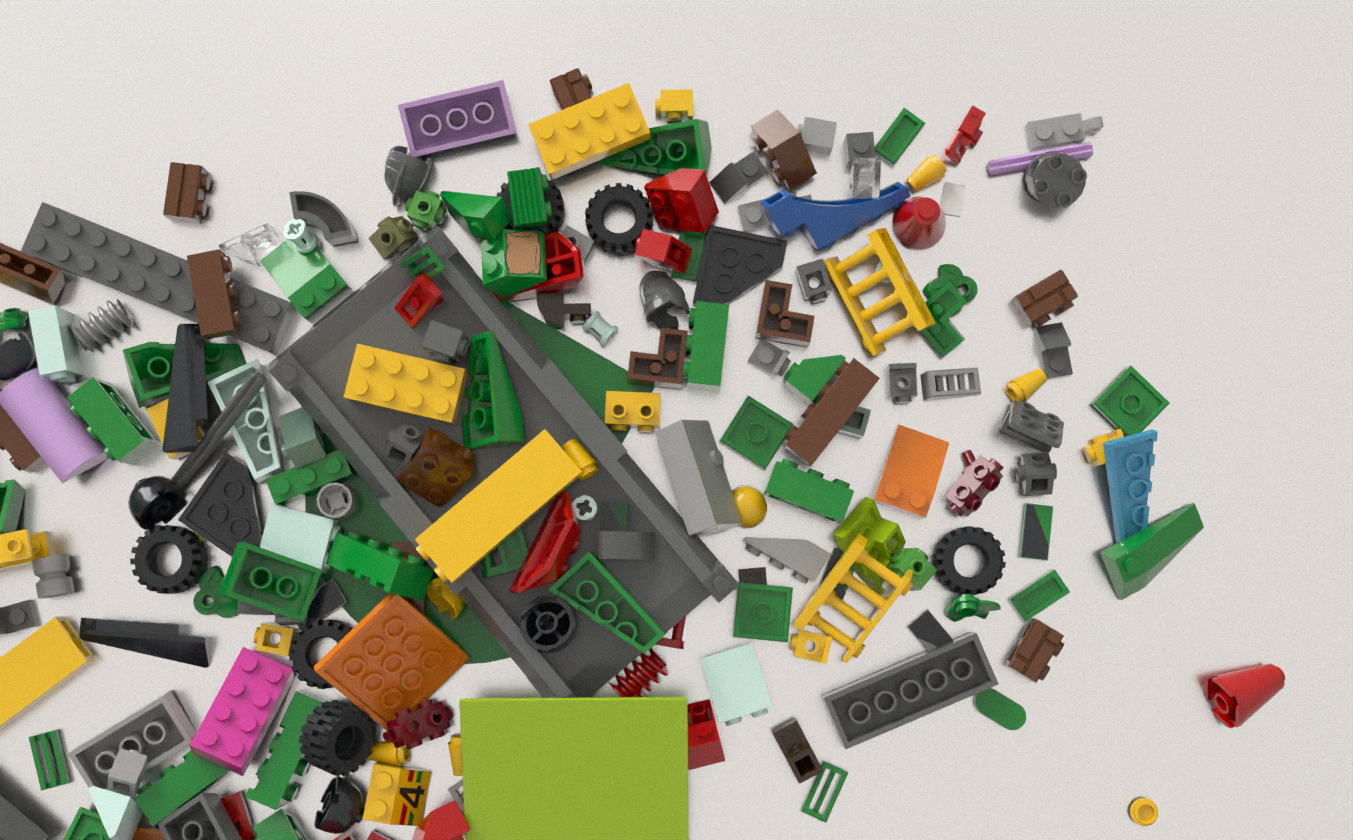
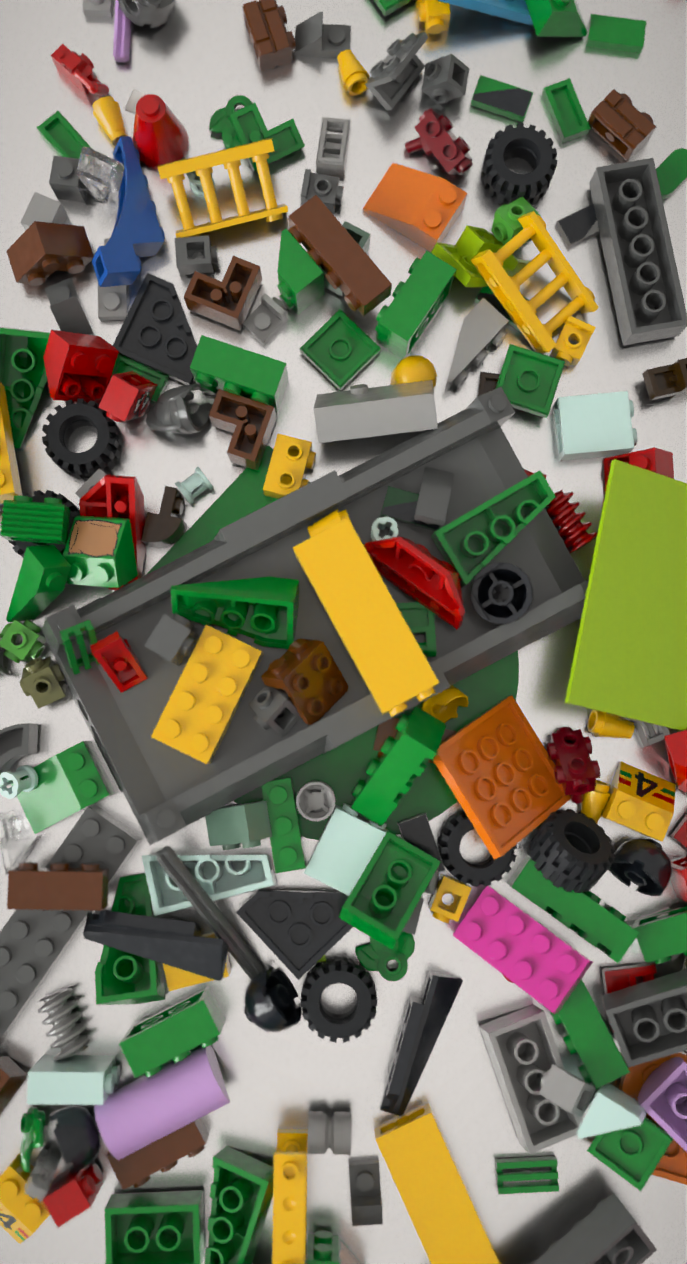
camera: 85 degrees left, 0 degrees up
(968, 606) = (566, 172): green plate -> none
(1128, 628) = (616, 33): none -> green tile

